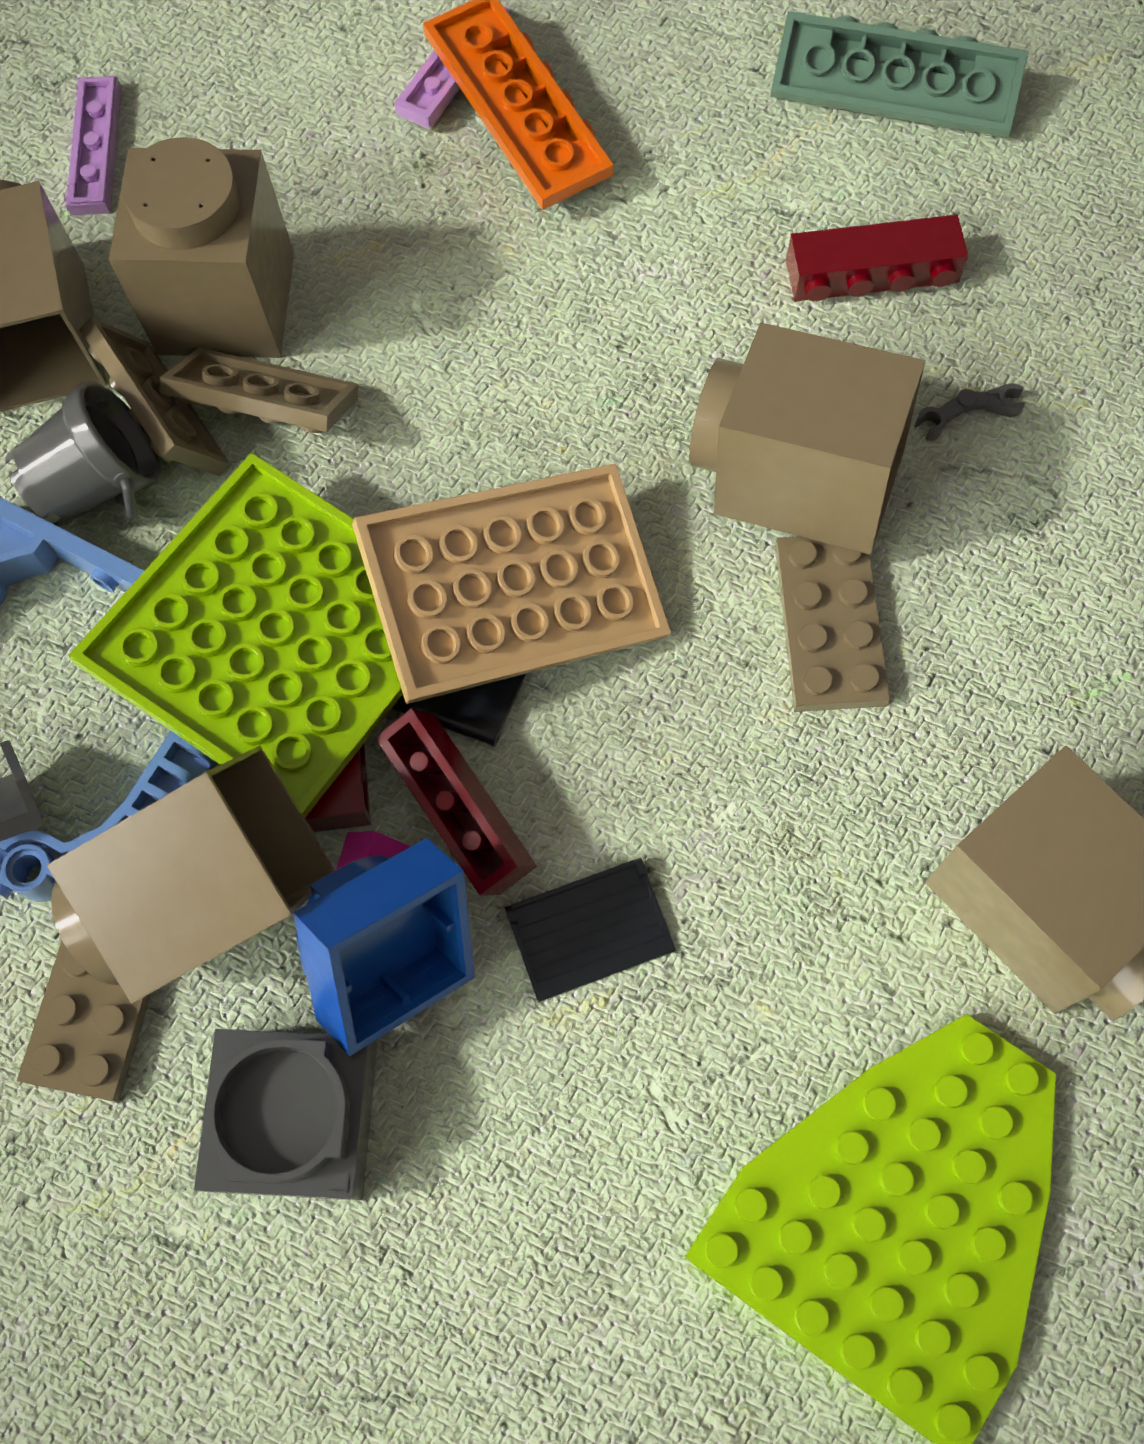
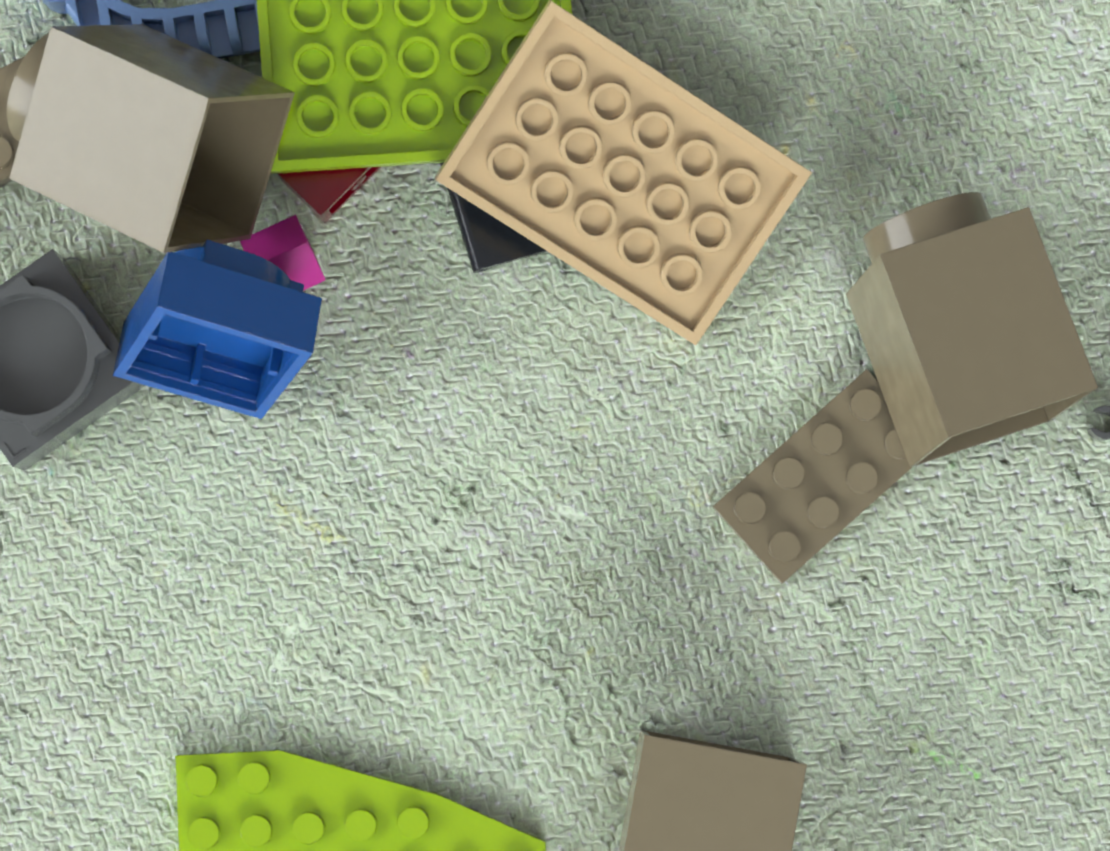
camera: 50 degrees right, 15 degrees up
(456, 802) = (391, 284): dark red brick -> none
(589, 929) = (379, 479): black piece -> none

